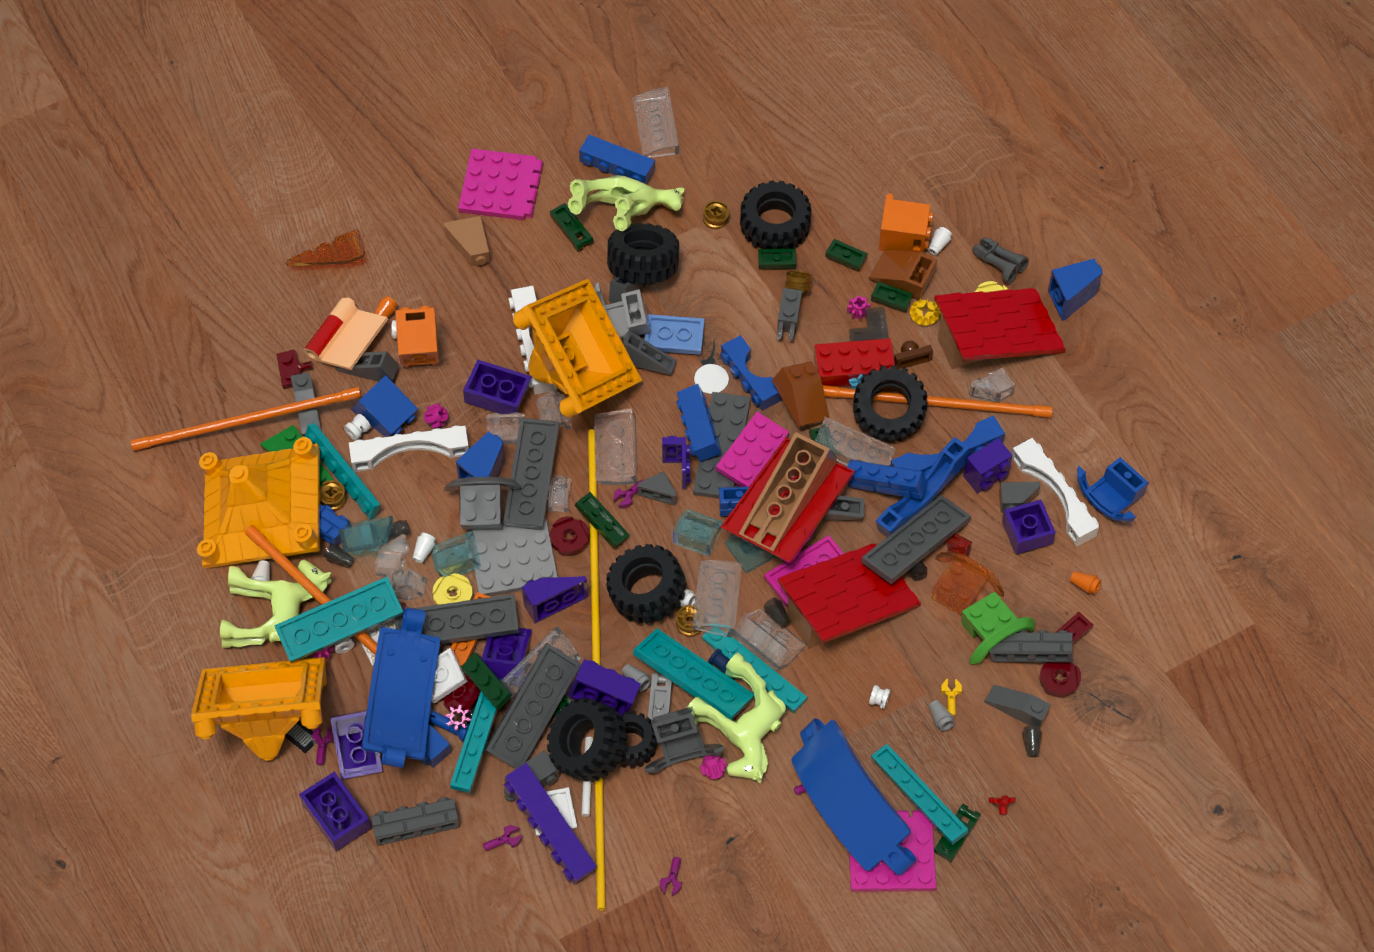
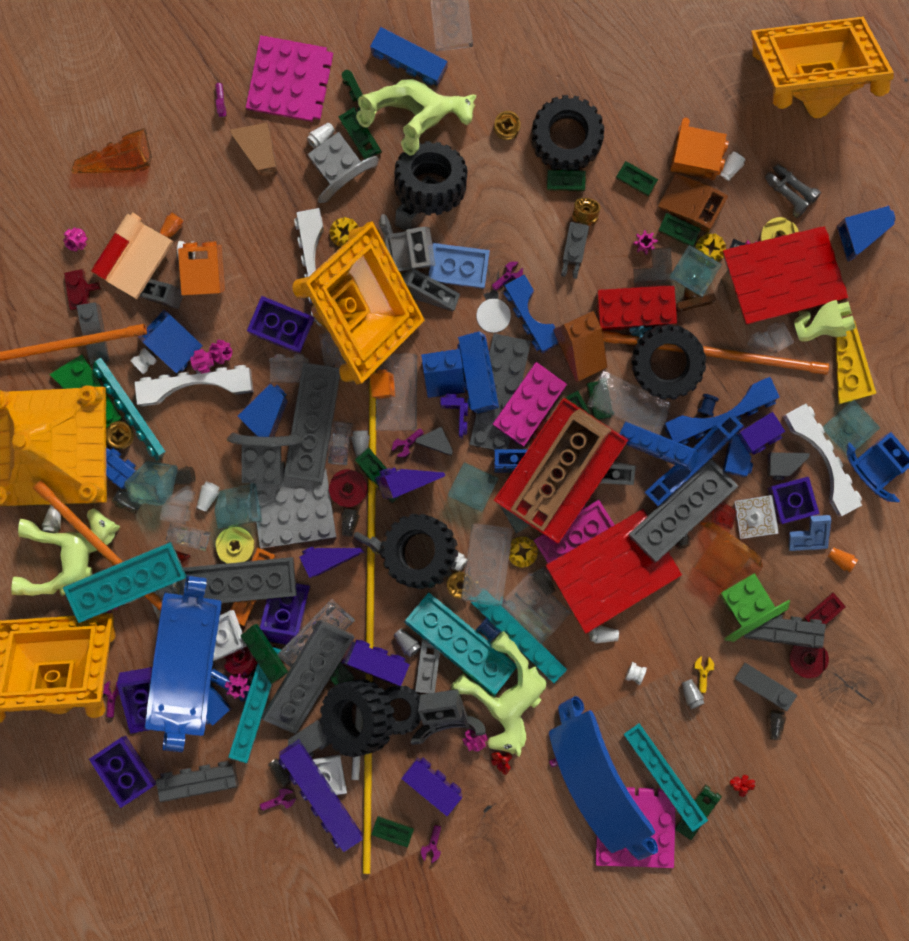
camera: 10 degrees right, 25 degrees up
(288, 323) = (75, 239): none -> dark pink gear
(417, 420) = (202, 361): none -> dark pink gear
(433, 203) = (220, 104): none -> magenta bar
(507, 811) = (281, 775): none -> clear smoke cone
(531, 229) = (320, 135): none -> white cone
(549, 248) = (338, 164): none -> light grey piece
(561, 183) = (349, 80): none -> dark green plate
(572, 563) = (349, 521): none -> clear smoke cone
(580, 489) = (360, 441): none -> light grey cone
(598, 582) = (373, 543): none -> dark grey bar
(602, 436) = (382, 384): none -> orange brick
(628, 863) = (392, 831): none -> dark green plate
(630, 516) = (398, 482): none -> dark purple slope
(661, 417) = (443, 373): none -> blue slope
(669, 809) = (432, 785): none -> dark purple brick
(724, 335) = (507, 276): none -> magenta bar
(743, 789) = (501, 761): none -> red plant
(750, 596) = (531, 555): none -> yellow gear
(841, 661) = (603, 634): none -> white cone
(911, 325) = (695, 271): none -> clear light blue slope
(934, 444) = (708, 405): none -> dark blue bush
(968, 493) = (737, 459): none -> blue slope
(992, 543) = (756, 517): none -> white plate
(1016, 147) = (821, 62): none -> light orange piece
(1047, 365) = (826, 322): none -> yellowish green hips
(1055, 561) = (815, 538): none -> medium blue plate
(1076, 410) = (853, 373): none -> yellow wing
(1083, 453) = (851, 426): none -> clear light blue slope

